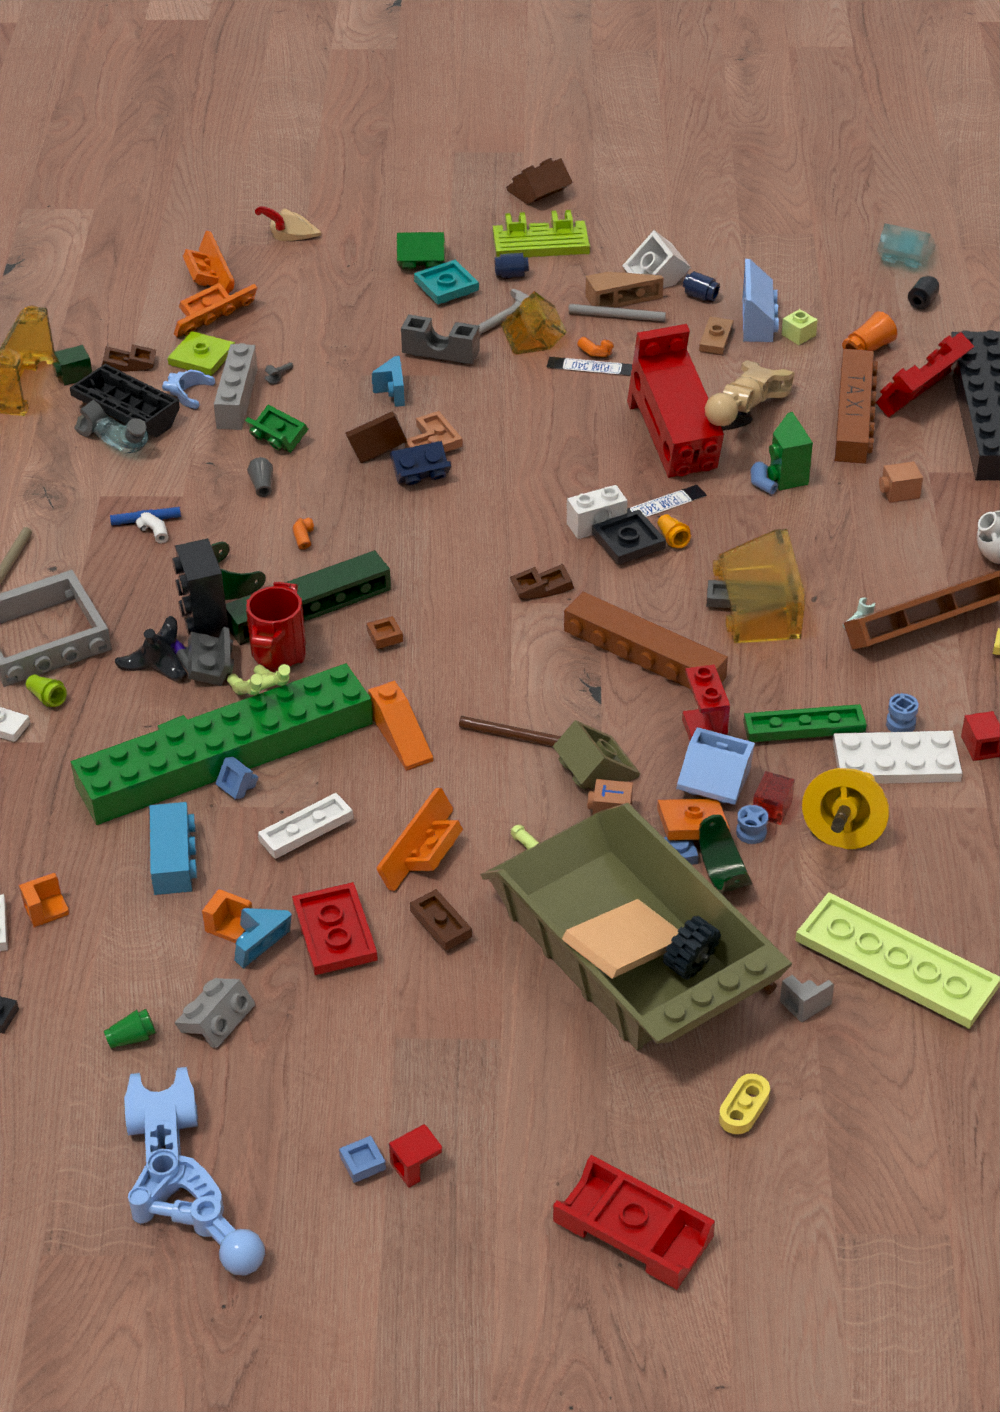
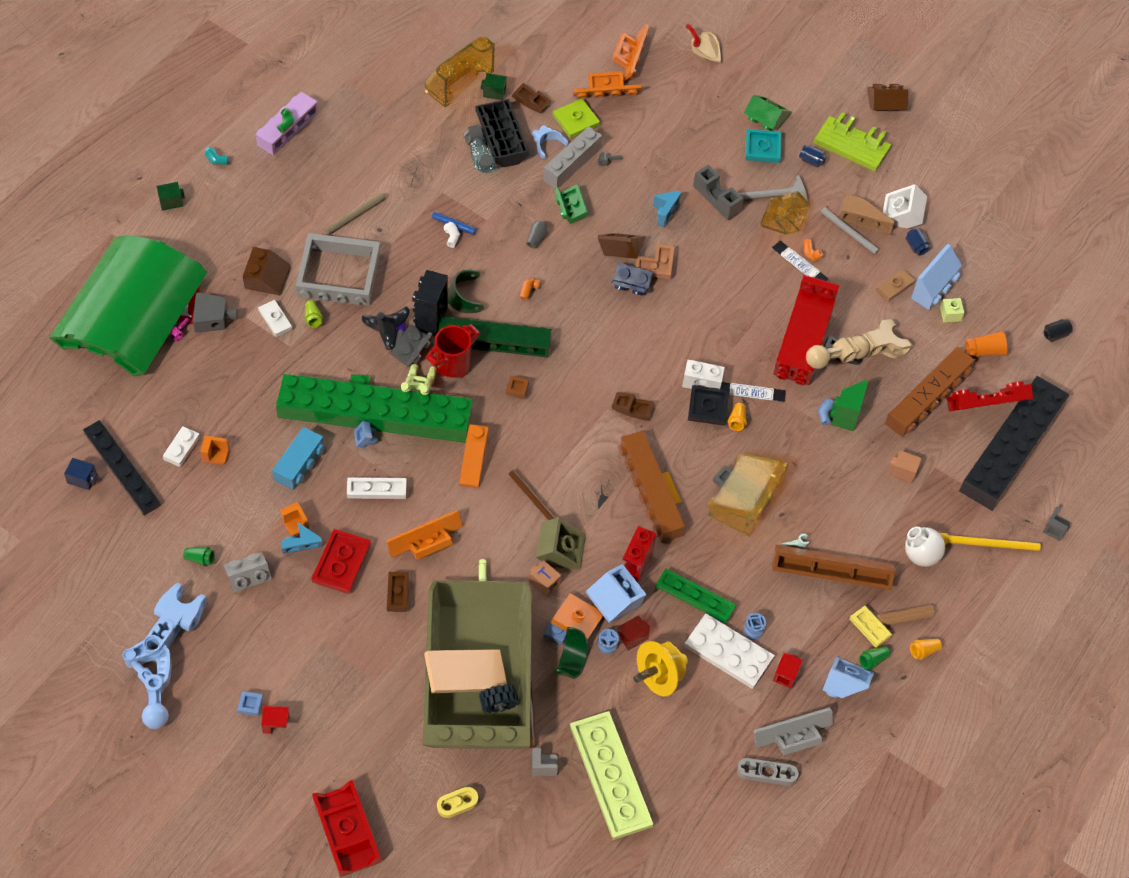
camera: 30 degrees right, 15 degrees up
(905, 245) = (1080, 286): clear light blue slope -> none

